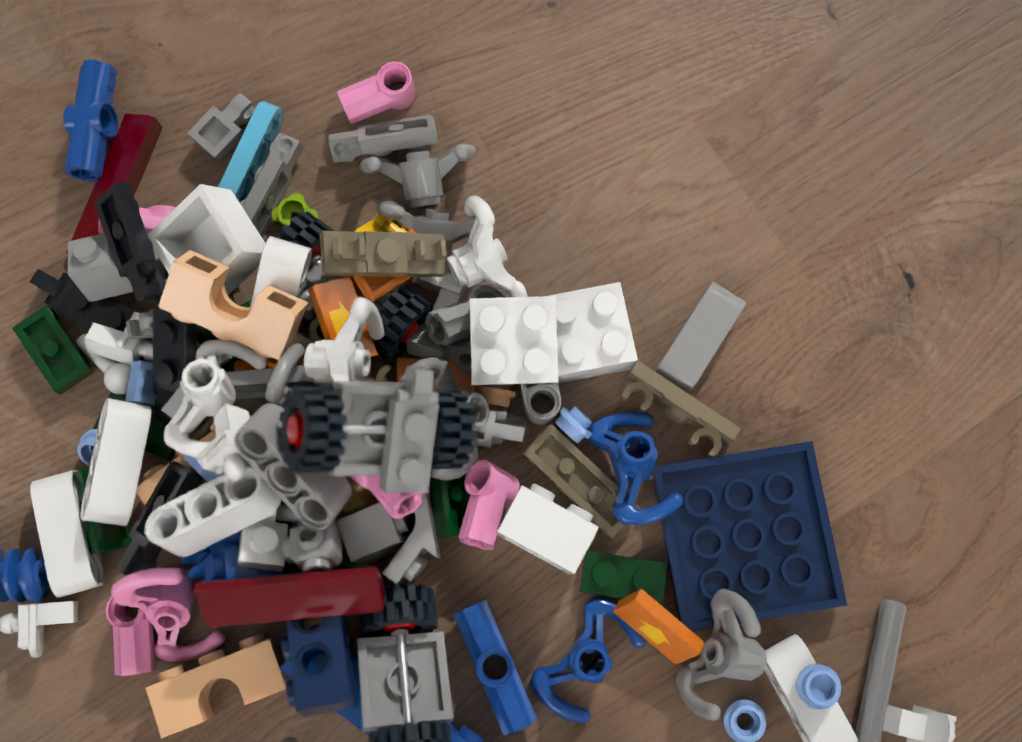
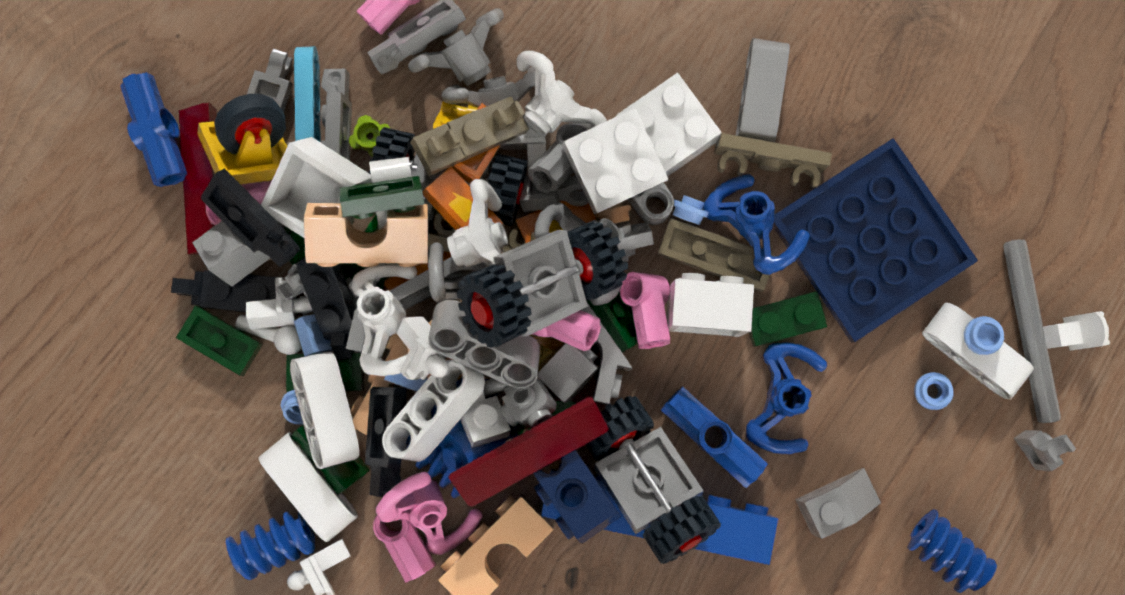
camera: 20 degrees left, 5 degrees up
(167, 163) = (246, 138): none -> plate
(250, 271) = (395, 195): none -> plate
(410, 434) = (571, 274): light grey hinge -> none
(658, 627) = (833, 345): orange tile -> none
(724, 653) = (896, 342): light grey piece -> none

